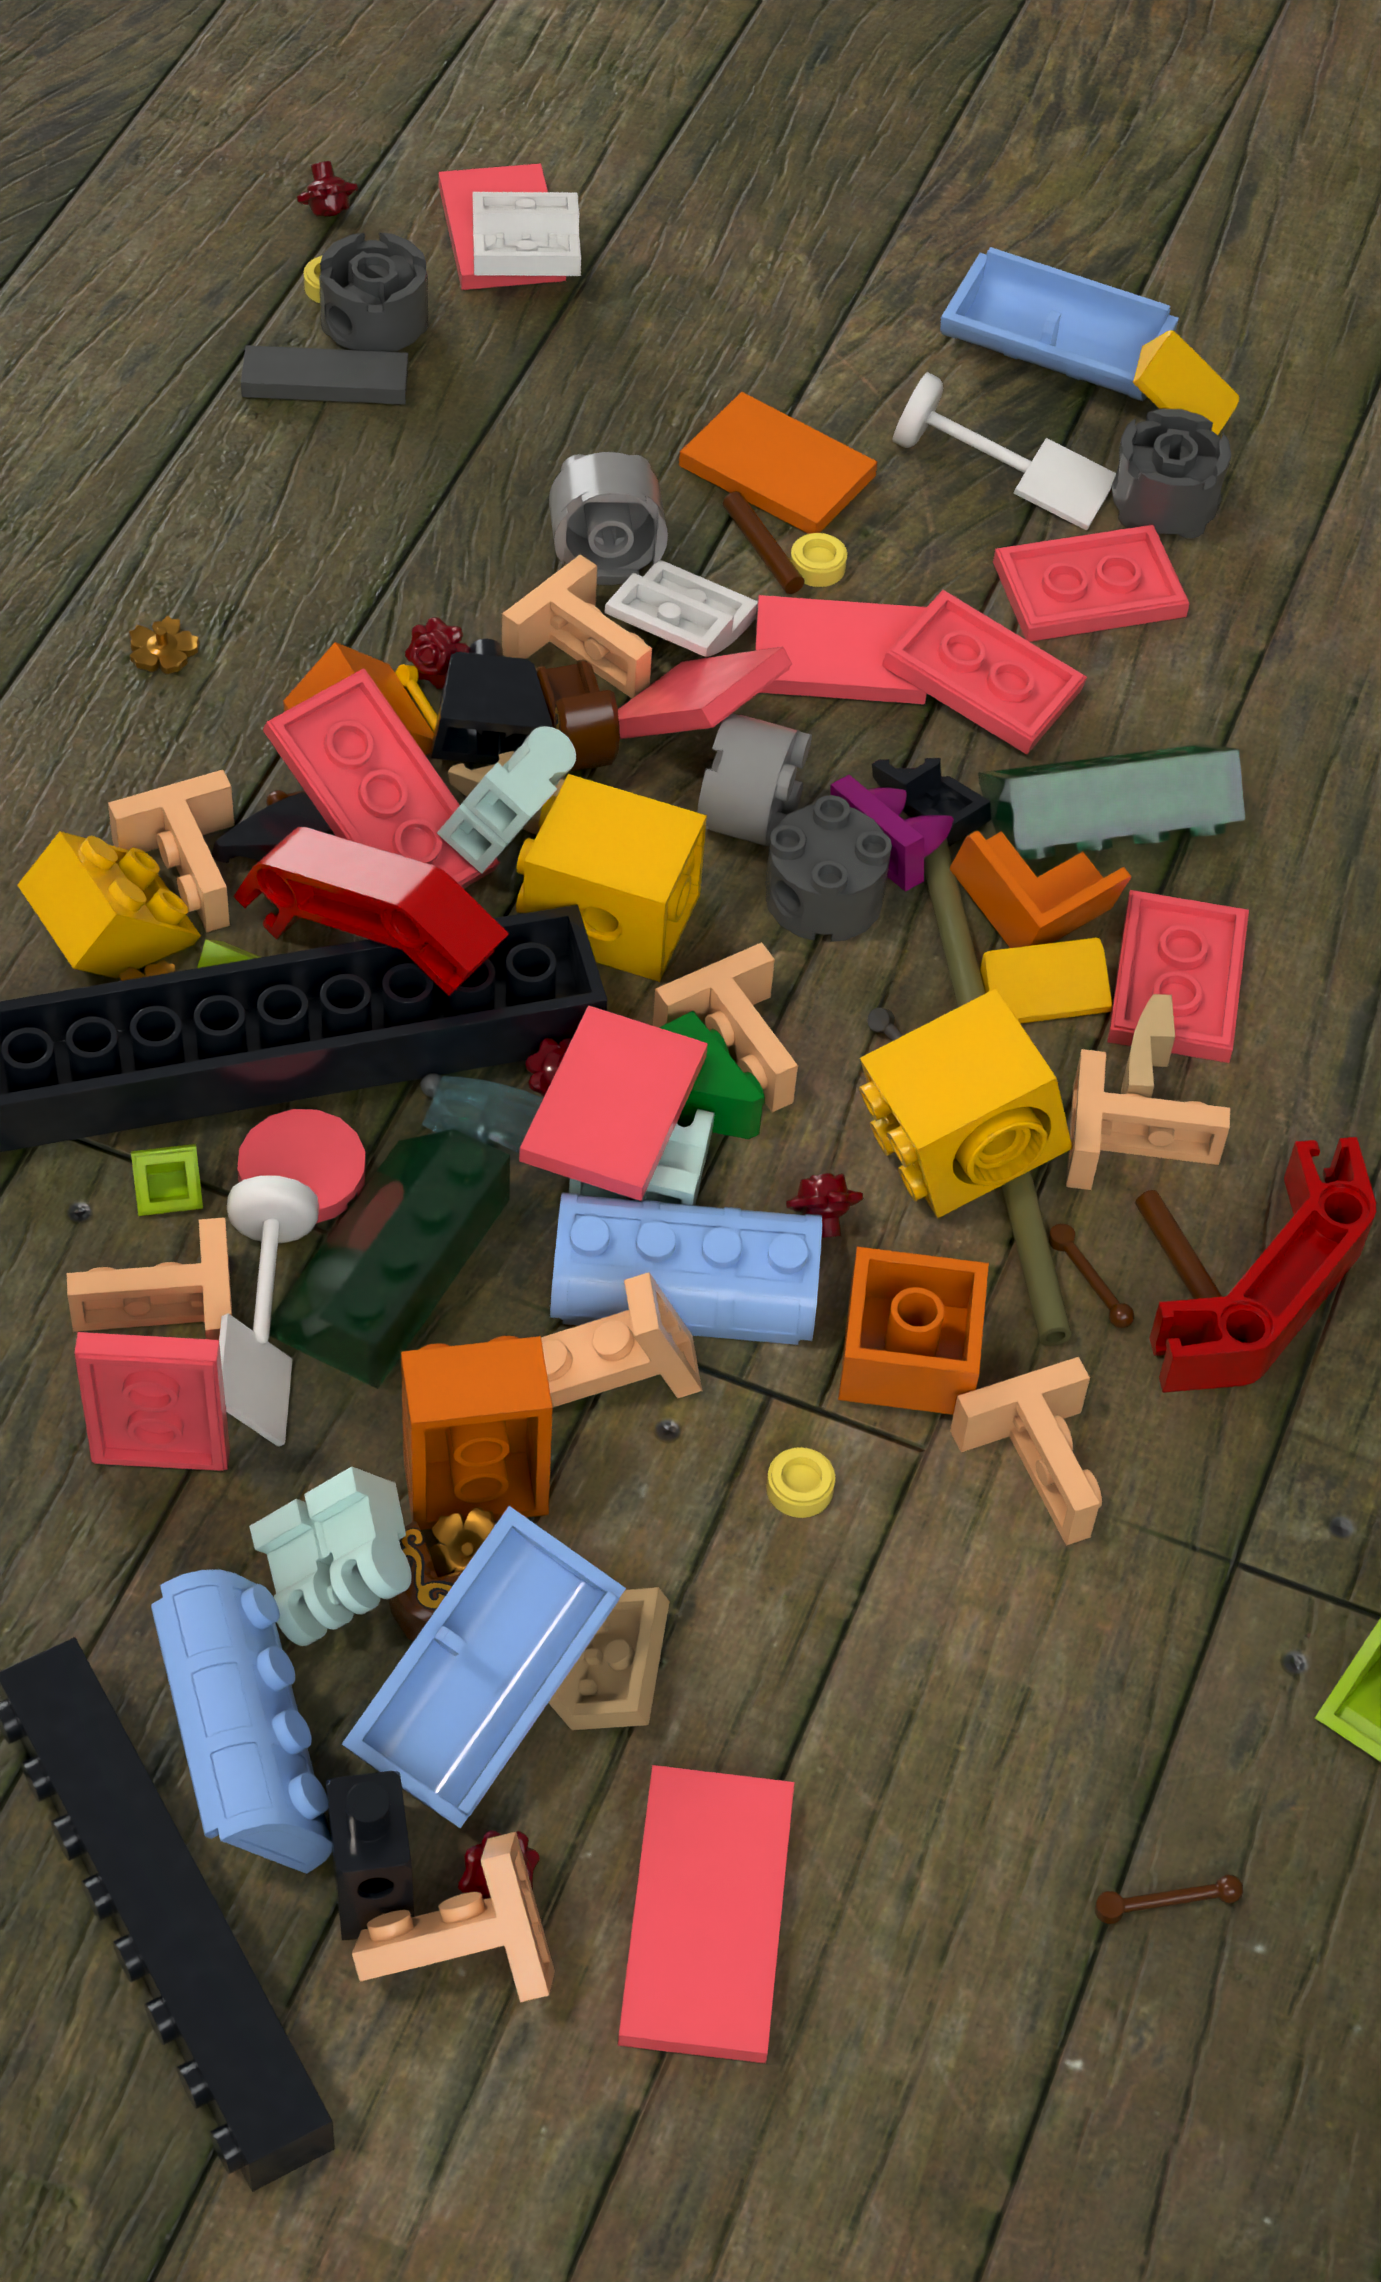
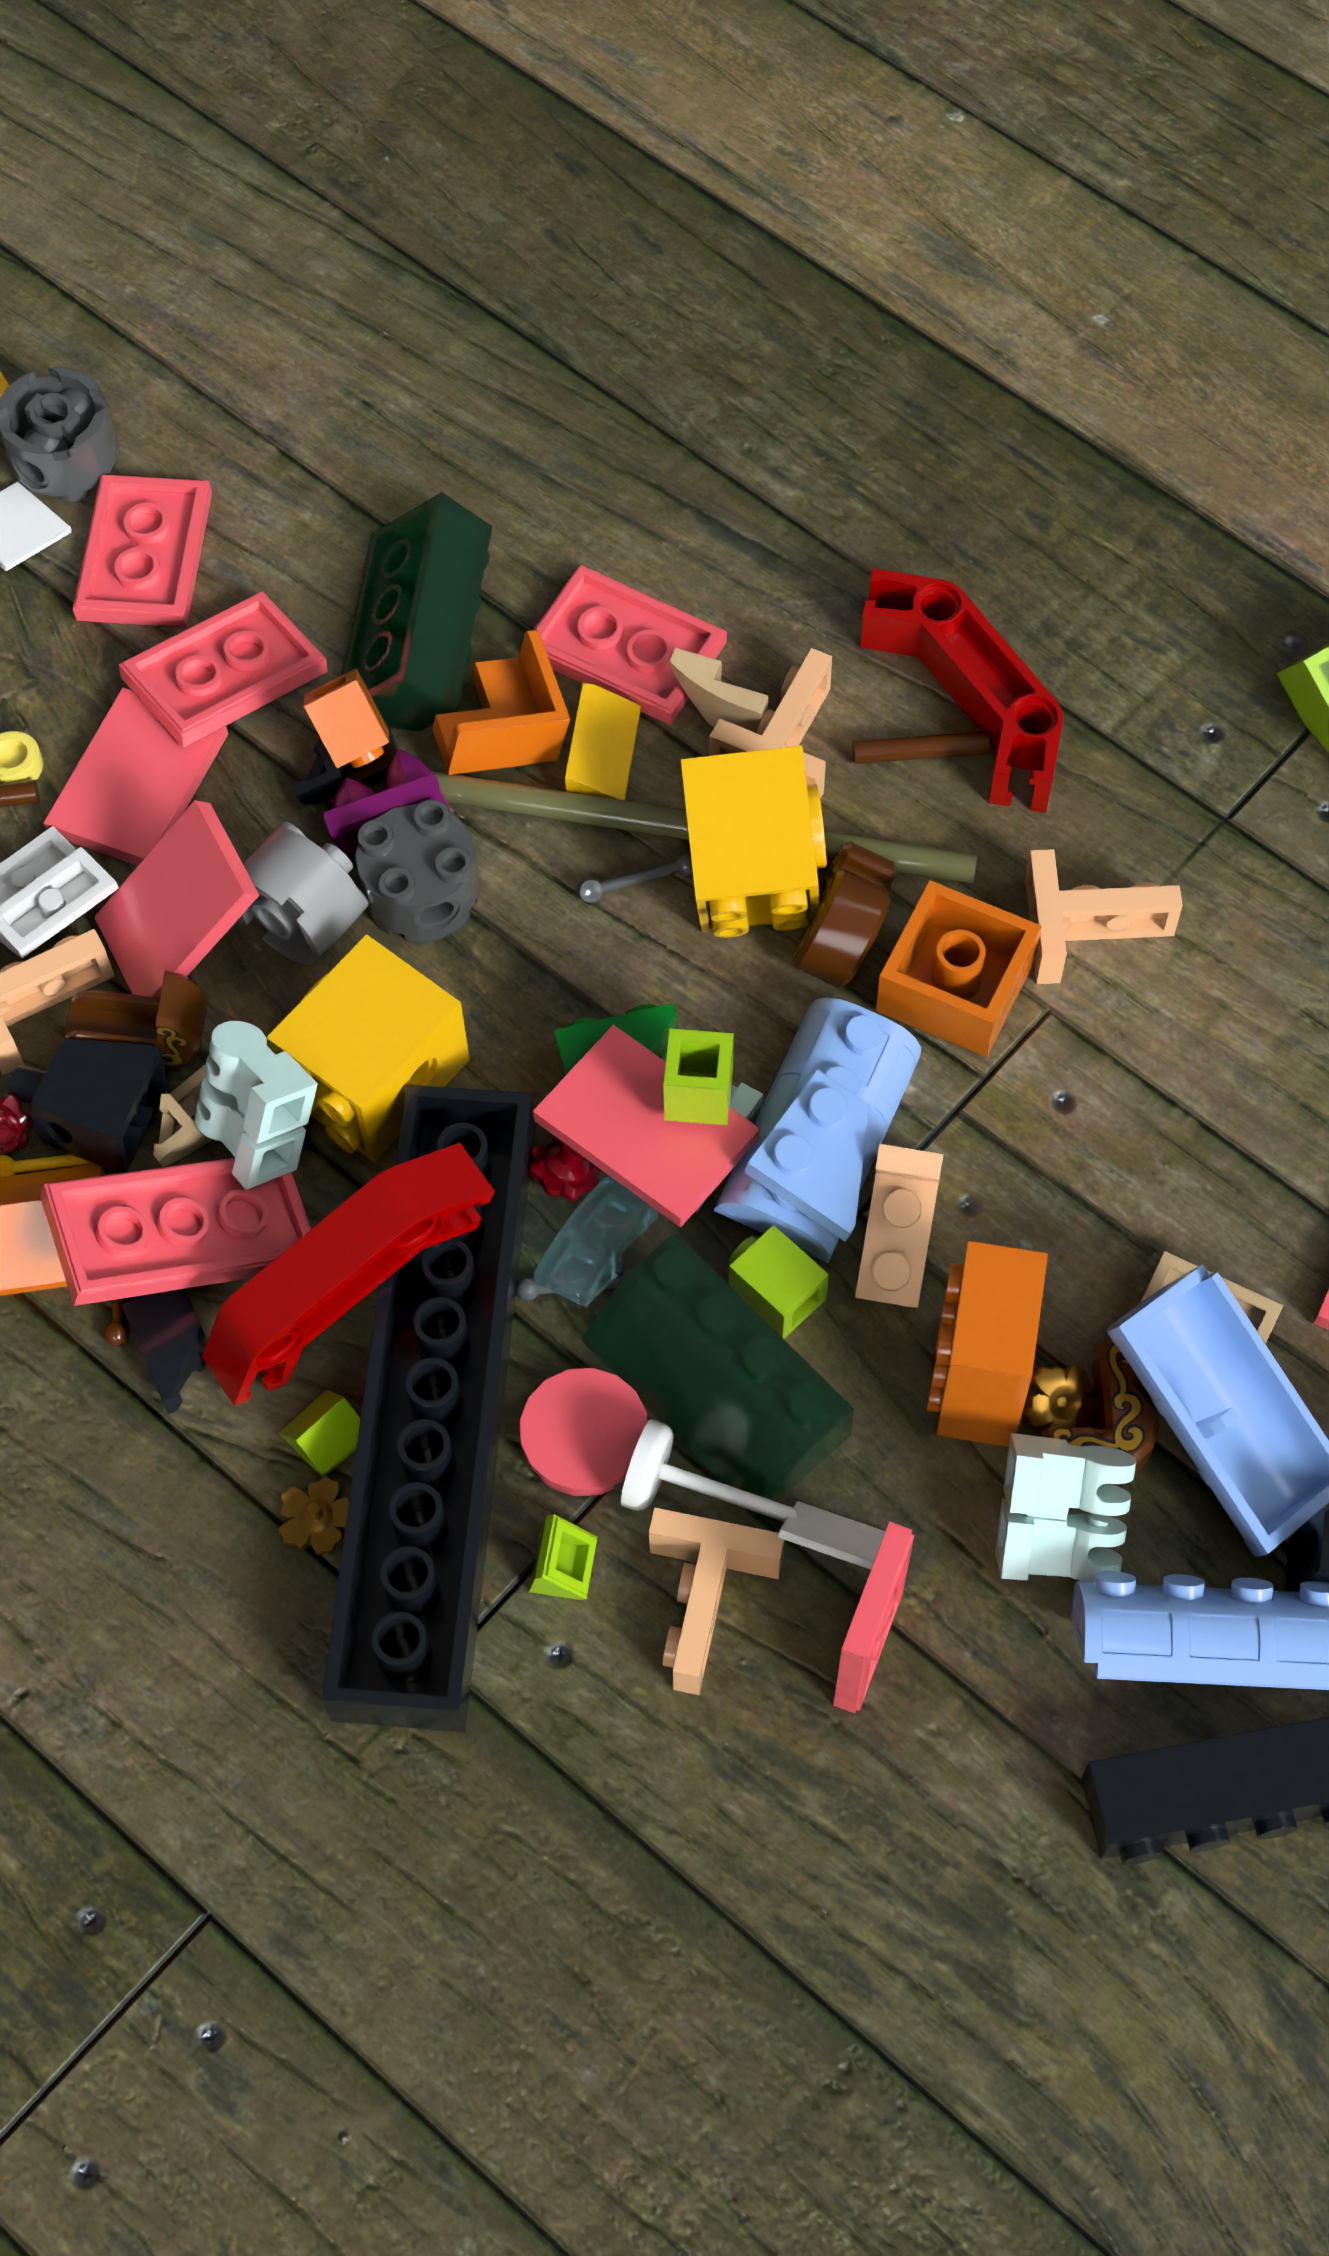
camera: 65 degrees left, 10 degrees up
(106, 905) = (204, 1529): yellow slope -> none
(174, 822) = (150, 1433): light nougat bracket -> none
(506, 1272) = (777, 1280): none -> lime brick
(631, 1232) = (817, 1154): none -> light blue wing
(655, 1099) = (698, 1076): none -> lime brick
(724, 1001) = (557, 1003): light nougat bracket -> none
(800, 1482) = (1061, 1114): light yellow tile -> none
(827, 1197) = (783, 996): dark red plant -> none
(941, 1218) = (848, 915): none -> reddish brown animal
(955, 761) = (347, 720): none -> brick
(1062, 1239) = (871, 828): reddish brown hinge -> none

